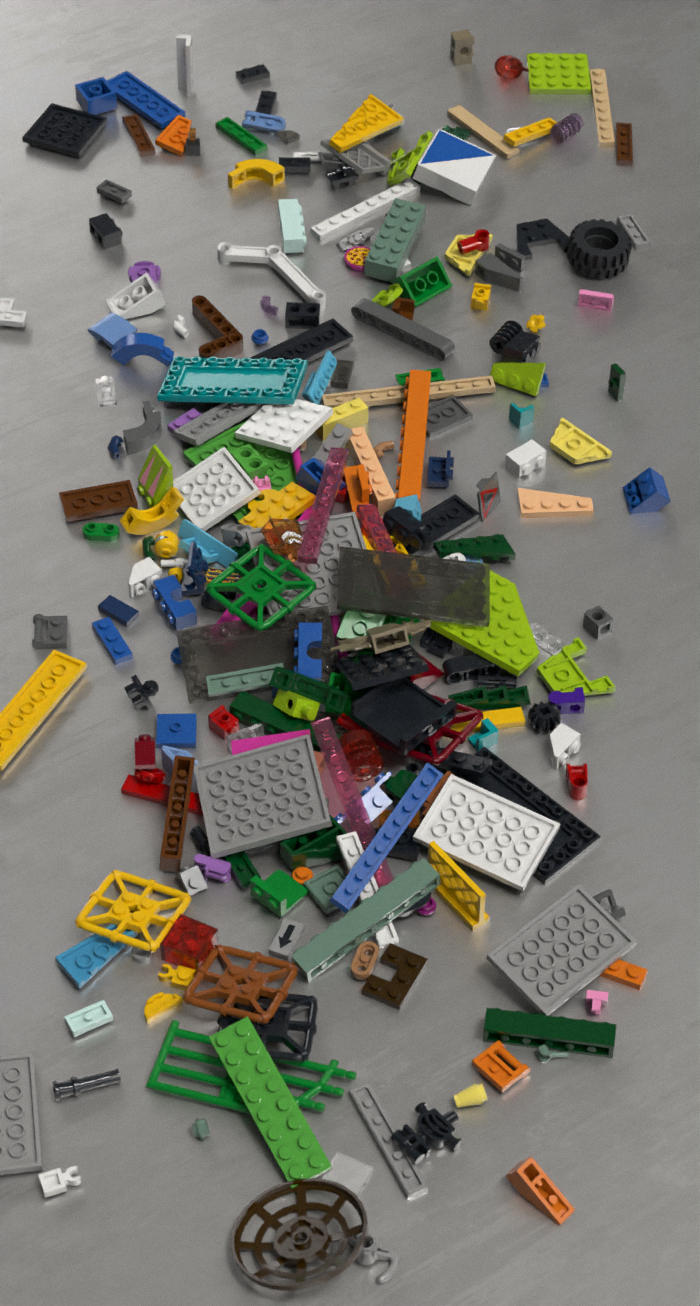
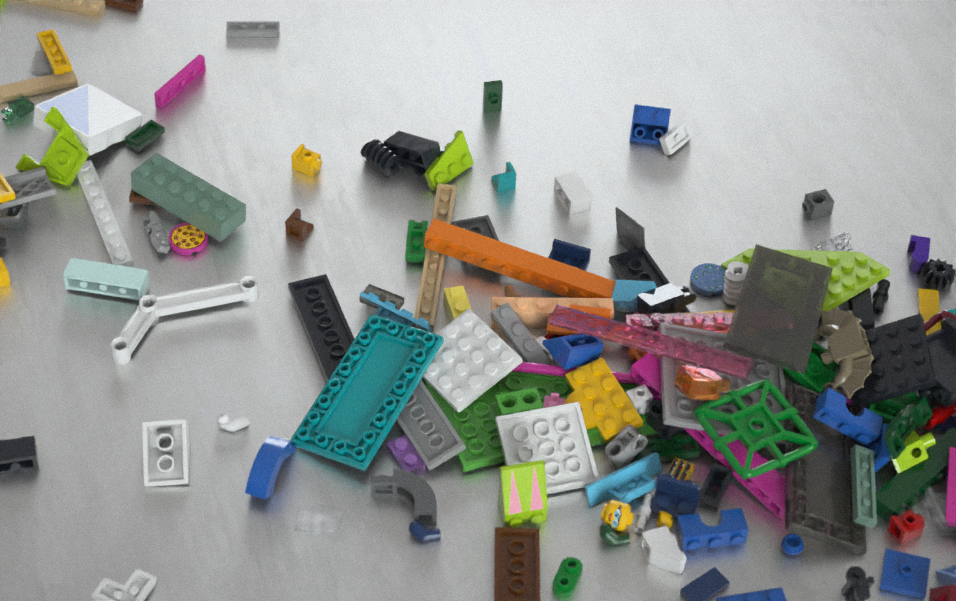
camera: 75 degrees left, 0 degrees up
(111, 329) = (211, 488): medium blue slope -> none
(143, 267) = (112, 437): medium lavender tile -> none
(153, 519) = (565, 514): yellow arch -> none
(228, 339) = (258, 385): reddish brown beam -> none
(259, 336) = (285, 355): blue plate -> none
(267, 307) = (235, 337): clear purple arm -> none
(302, 315) = (268, 308): black brick -> none
(342, 175) = (40, 216): black hips -> none
(385, 297) = (283, 233): lime tile -> none
(403, 329) = (328, 233): dark grey beam -> none
(423, 281) = (260, 197): green slope -> none
(463, 205) = (144, 135): none -> dark green plate
(463, 262) = (225, 152): light yellow wing -> none
(478, 242) = (226, 137): red piece -> none
(493, 546) = (694, 260): dark green wing -> none
(493, 699) = (905, 297): dark green slope -> none
(496, 272) = (272, 138): dark grey slope -> none
(510, 257) = (253, 122): dark grey plate -> none
(536, 322) = (365, 132): yellow plant -> none
(537, 206) = (179, 81): none -> dark pink tile
(537, 234) = (220, 95): black wing -> none
(548, 504) = (639, 194): light nougat wing -> none
(564, 675) = (883, 247): lime wing -> none
(566, 128) = (64, 25): clear purple piece -> none
(577, 445) = (559, 153): light yellow wing -> none
(595, 262) = (282, 53): black tyre -> none
(595, 300) = (348, 81): bright pink panel -> none
(637, 512) = (675, 137): none -> white plate

